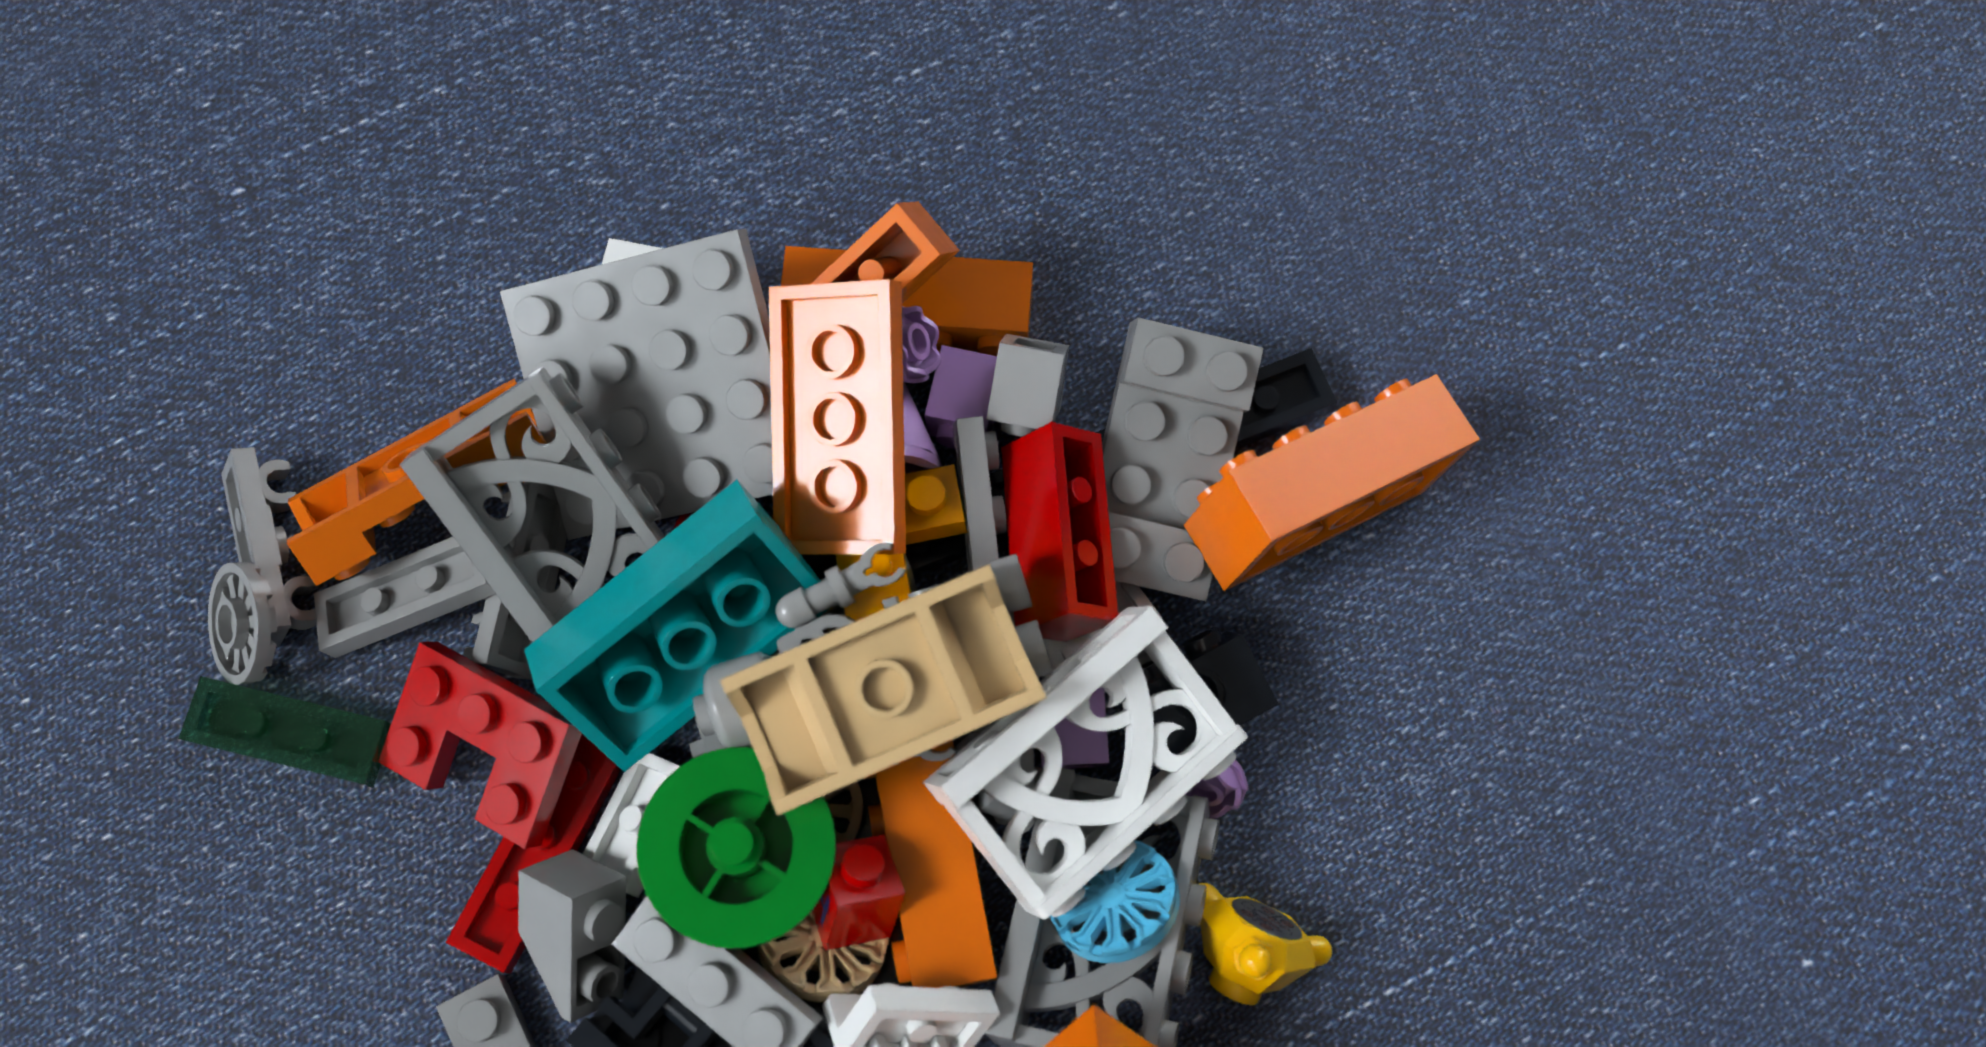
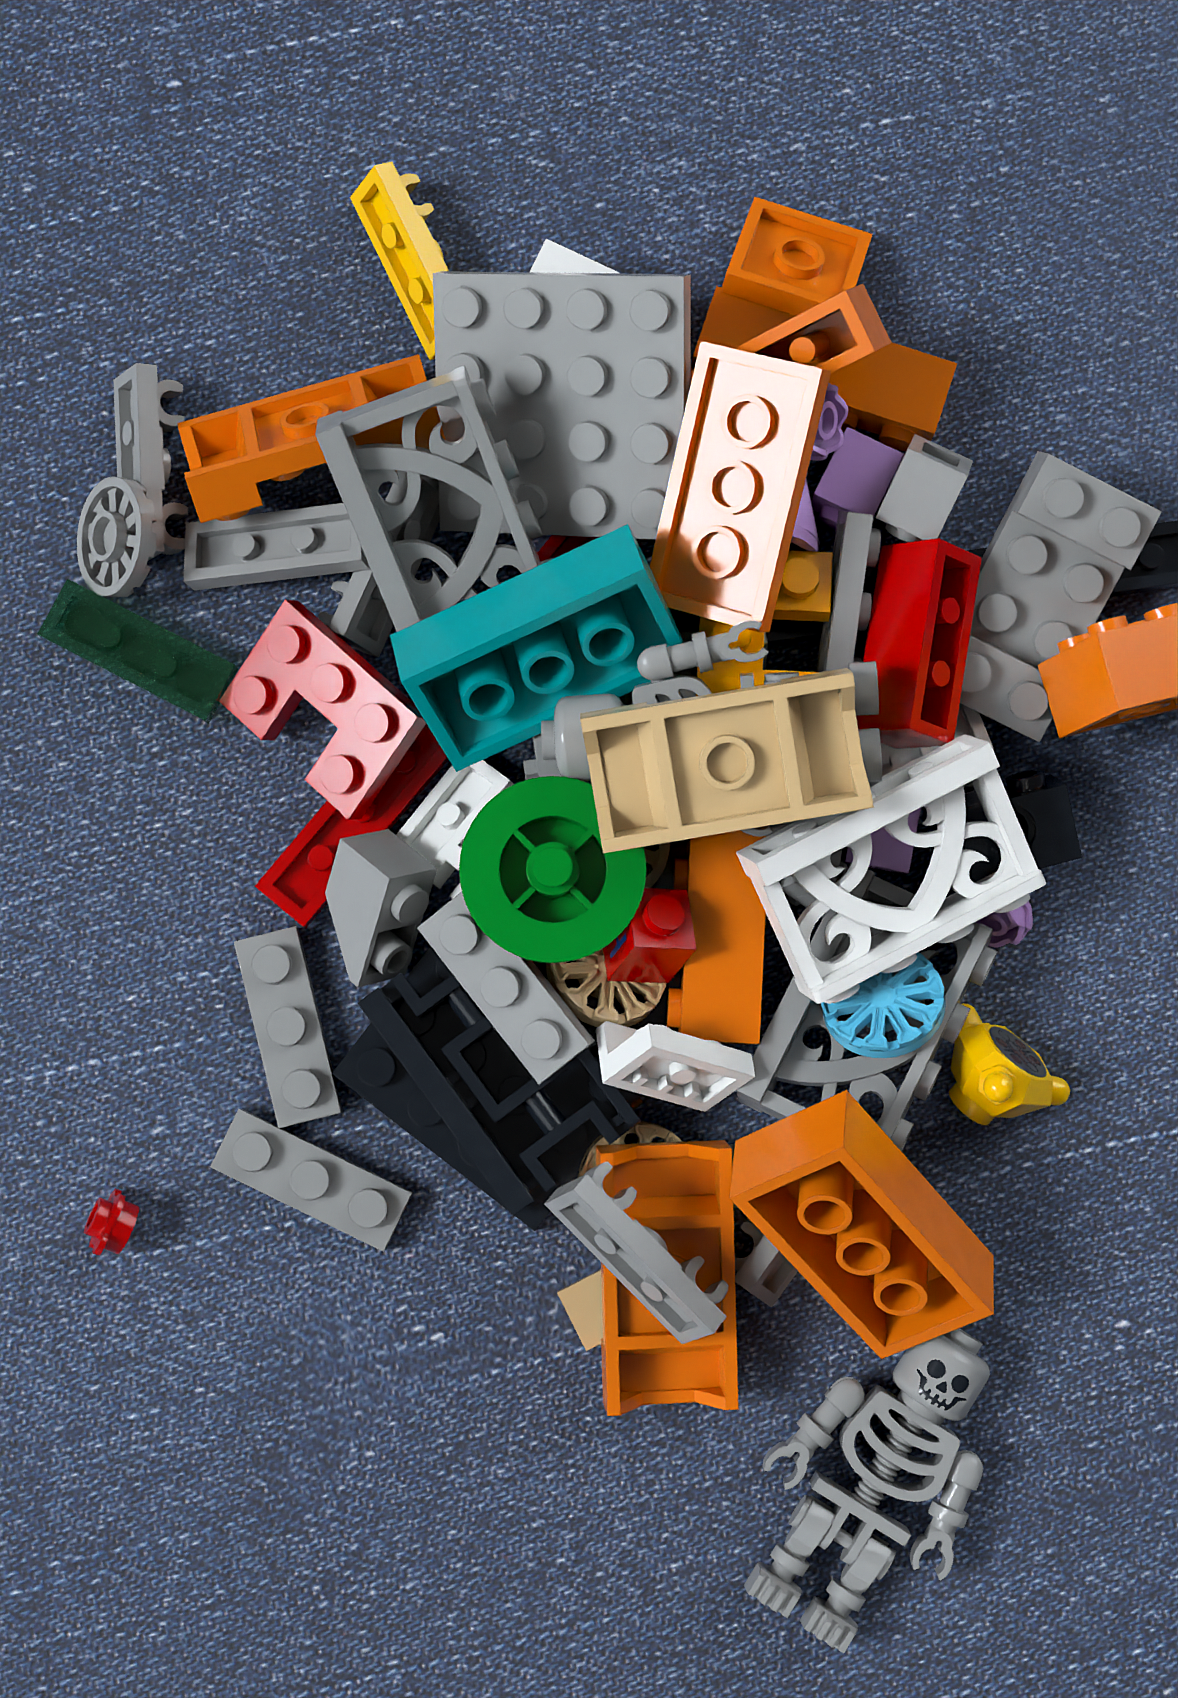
camera: 10 degrees right, 10 degrees up
(473, 272) = (402, 243): none -> yellow plate
(846, 200) = (793, 258): none -> orange tile

